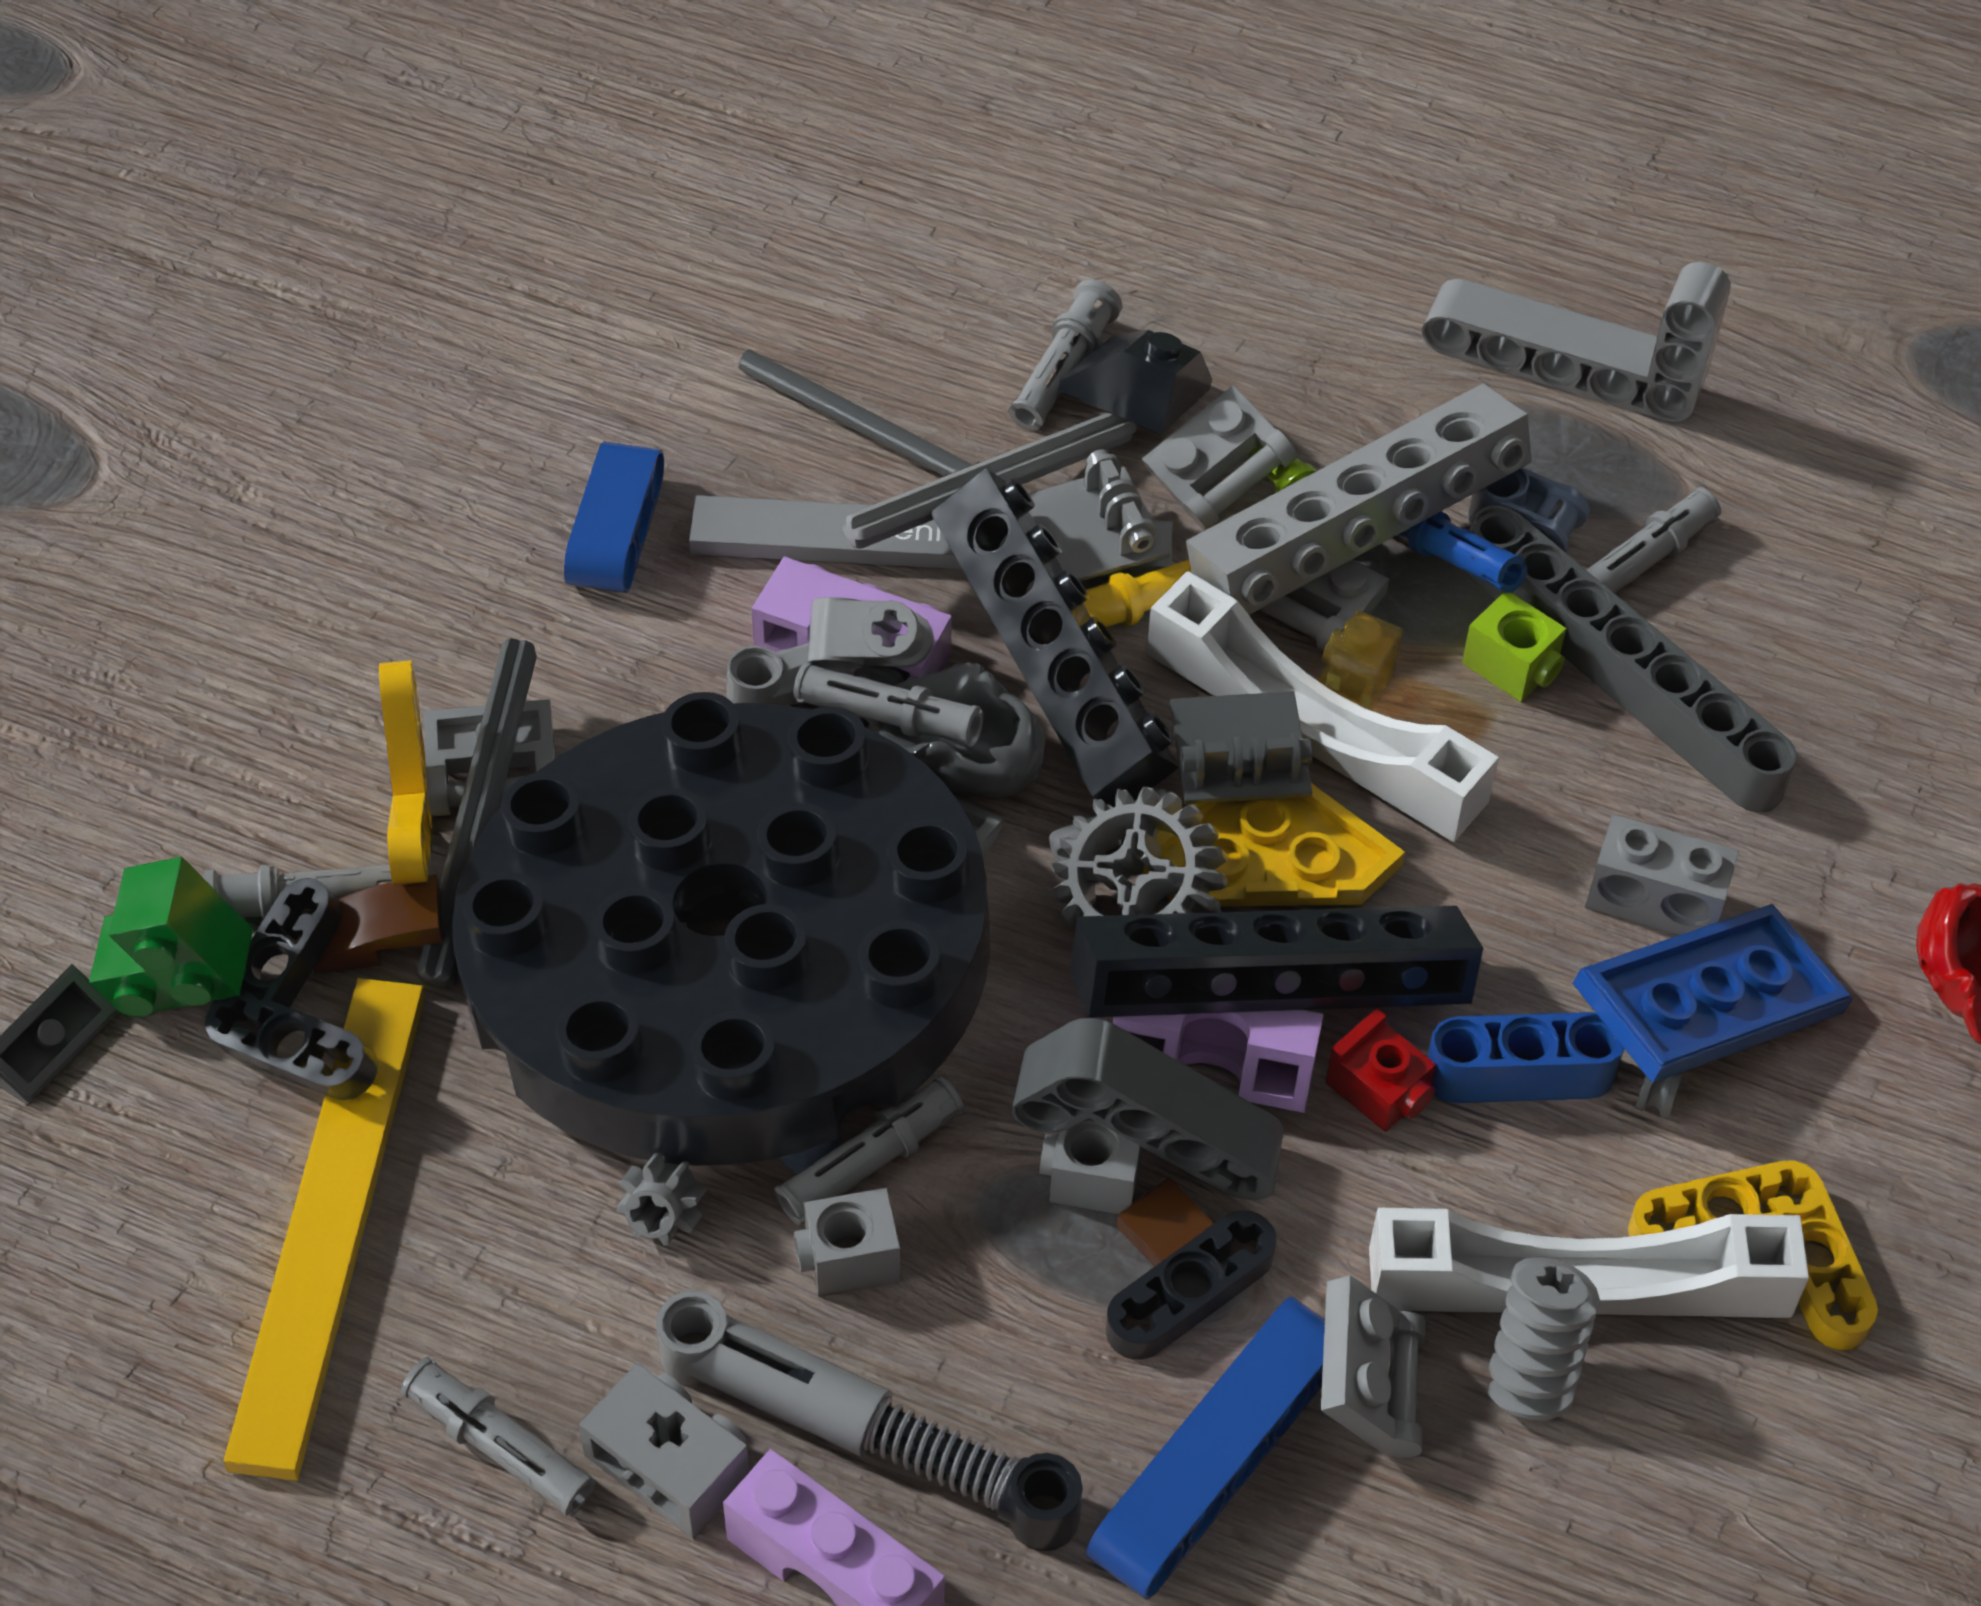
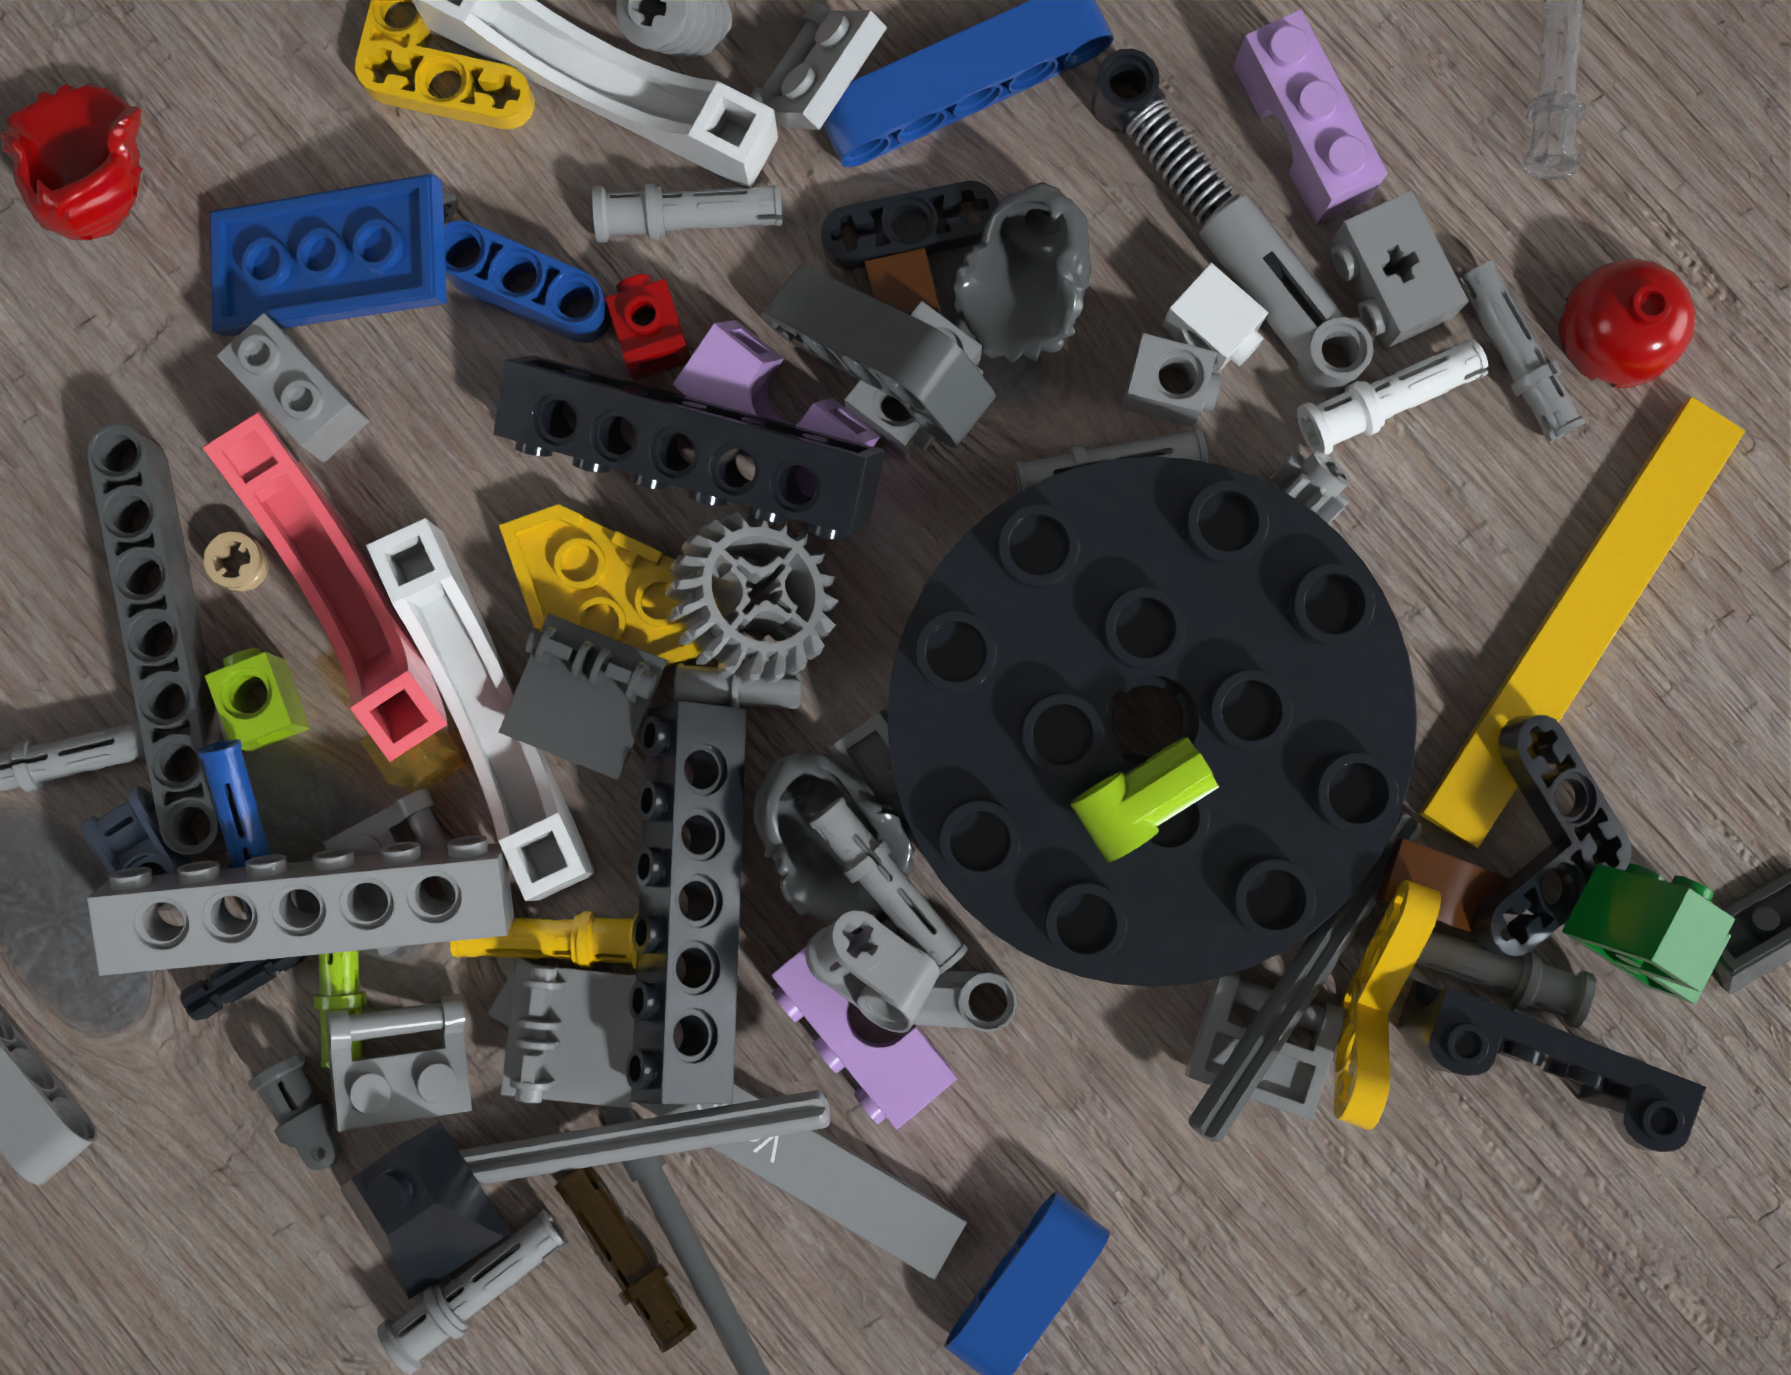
camera: 150 degrees left, 30 degrees up
(293, 823) = (1466, 1033): none -> black piece
(393, 1519) = (1627, 322): none -> red cylinder
(617, 1332) = (1367, 406): none -> white pin
(705, 790) = (1129, 807): none -> lime piece
(833, 1315) = (1217, 317): none -> white brick
(937, 409) = (632, 1267): none -> dark brown pin
(1043, 1261) = (1026, 275): none -> dark grey piece
(1281, 404) = (301, 1127): none -> dark grey piece
(1443, 1179) = (659, 211): none -> light grey pin
(1536, 771) = (380, 661): none -> coral arch
(1613, 728) = (222, 549): none -> tan bush

